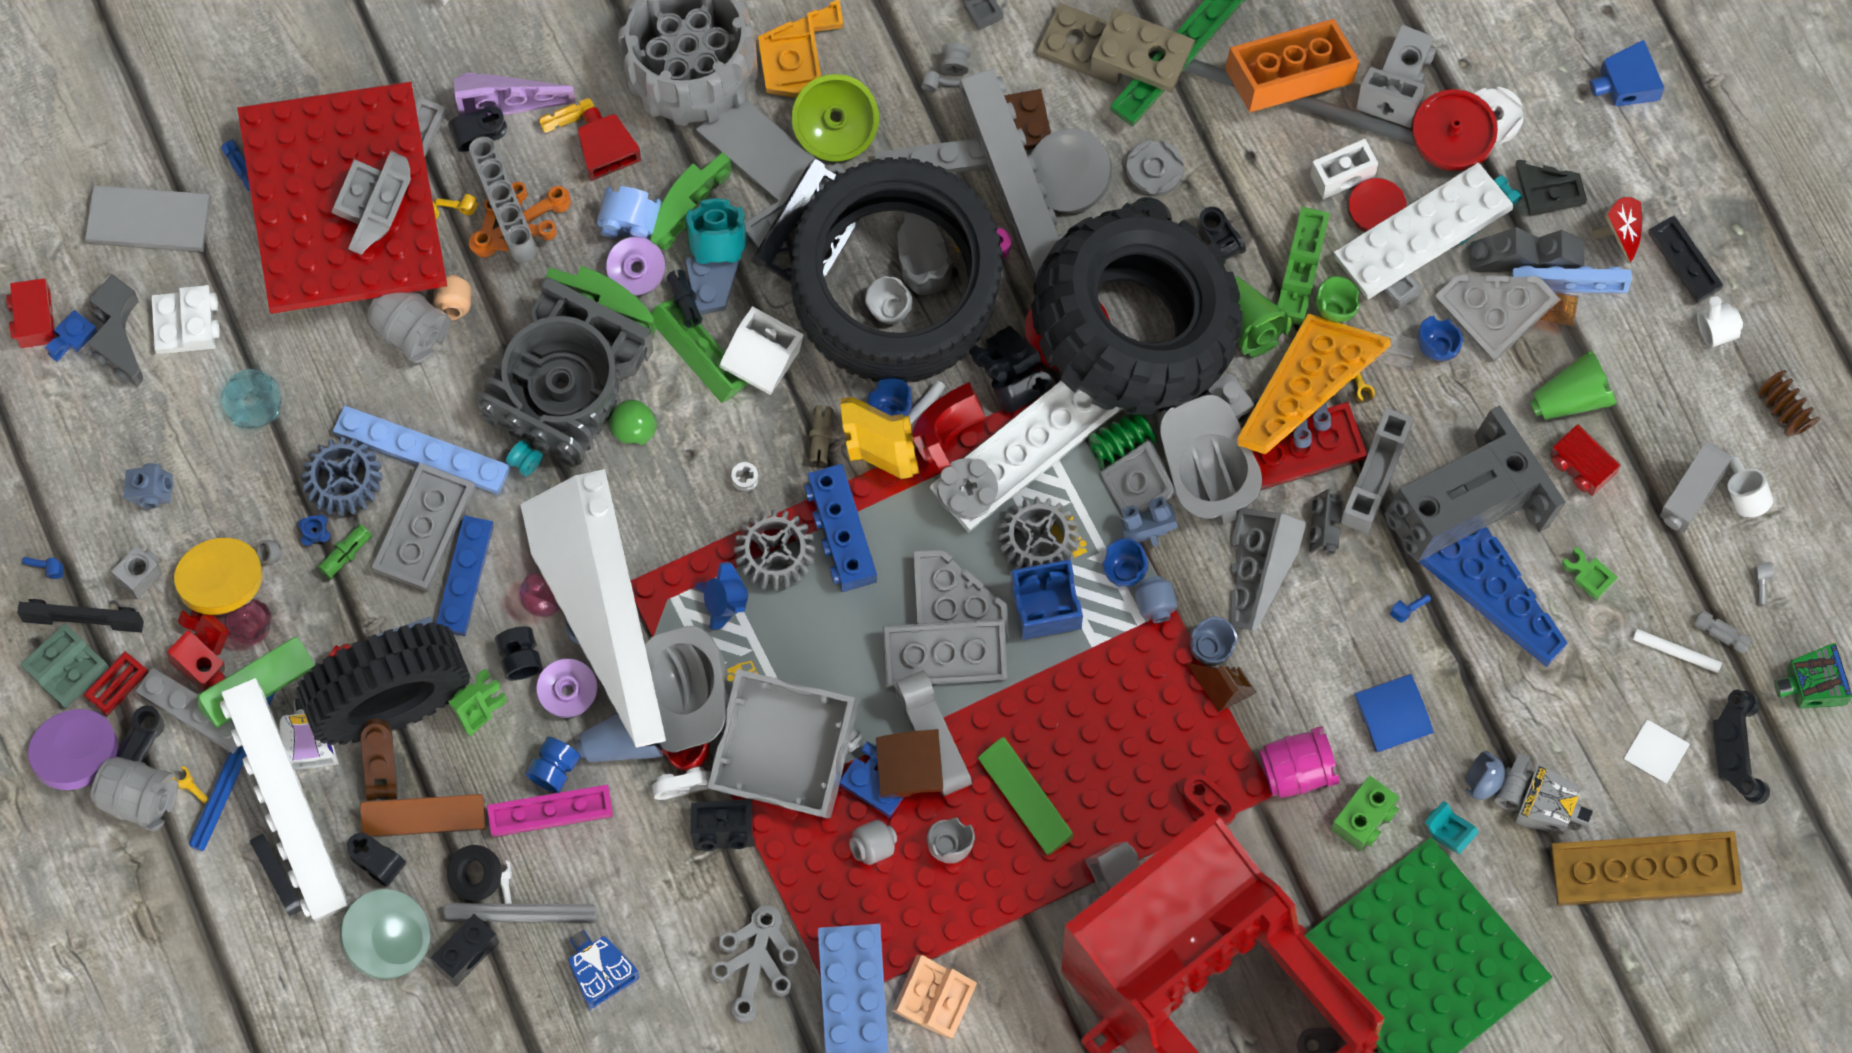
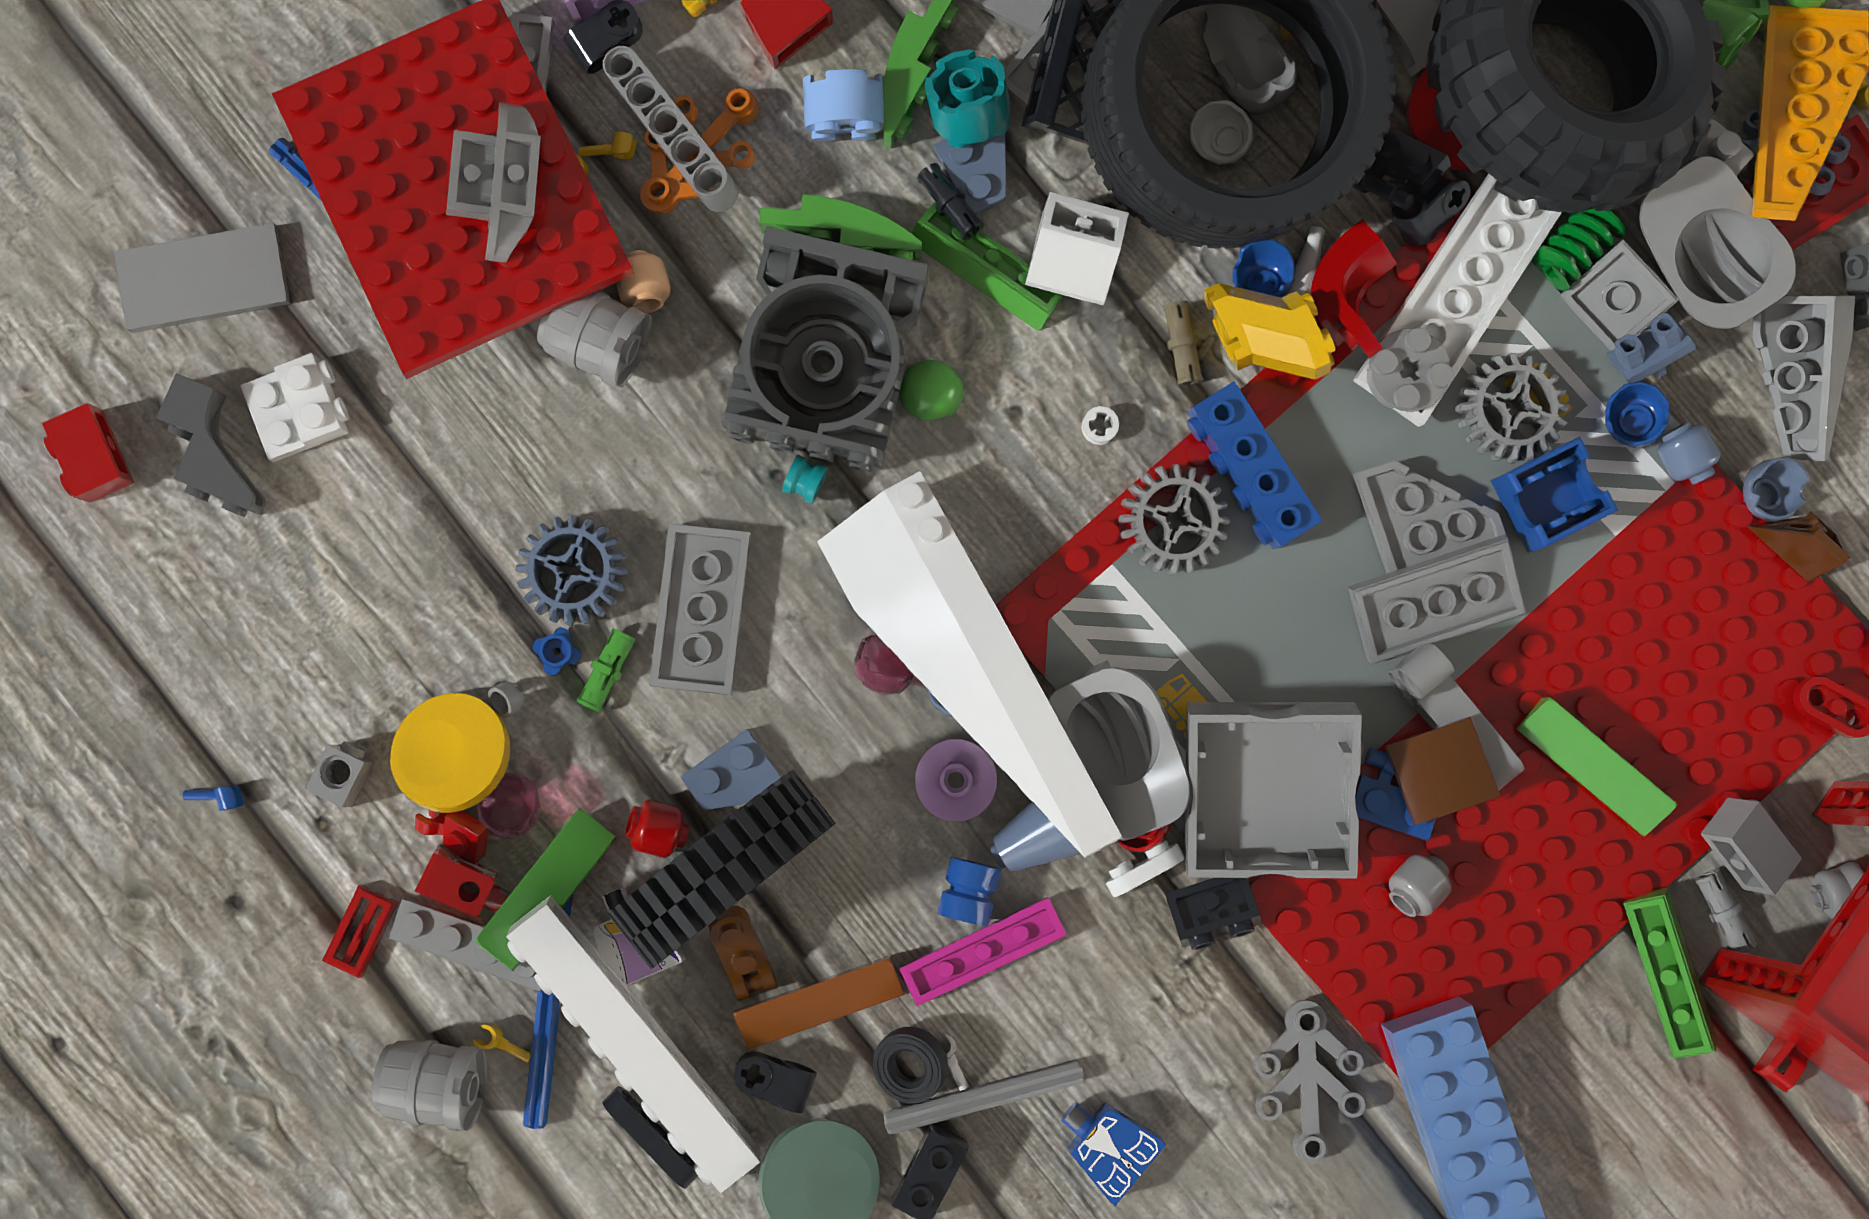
camera: 20 degrees left, 15 degrees up
(41, 613) = (224, 864): black container -> none
(64, 666) = (284, 926): sand green slope -> none
(71, 748) = (329, 1043): medium lavender piece -> none
(73, 333) = (152, 464): blue plate -> none
(139, 739) = (415, 1003): black piece -> none
(148, 486) = (326, 651): sand blue brick -> none
(247, 415) = (395, 488): clear light blue plate -> none
(418, 447) = (664, 502): light blue plate -> none
(465, 574) = (773, 659): blue plate -> none
(474, 703) = (842, 845): bright green plate -> none
(519, 657) = (888, 763): black wheel -> none
(634, 250) = (878, 151): lavender dish -> none
(724, 595) = (1128, 603): blue piece -> none
(934, 996) = (1550, 1062): light nougat slope -> none
(950, 840) = (1521, 856): light grey hair -> none
(1041, 957) = (1671, 974): none -> bright green slope

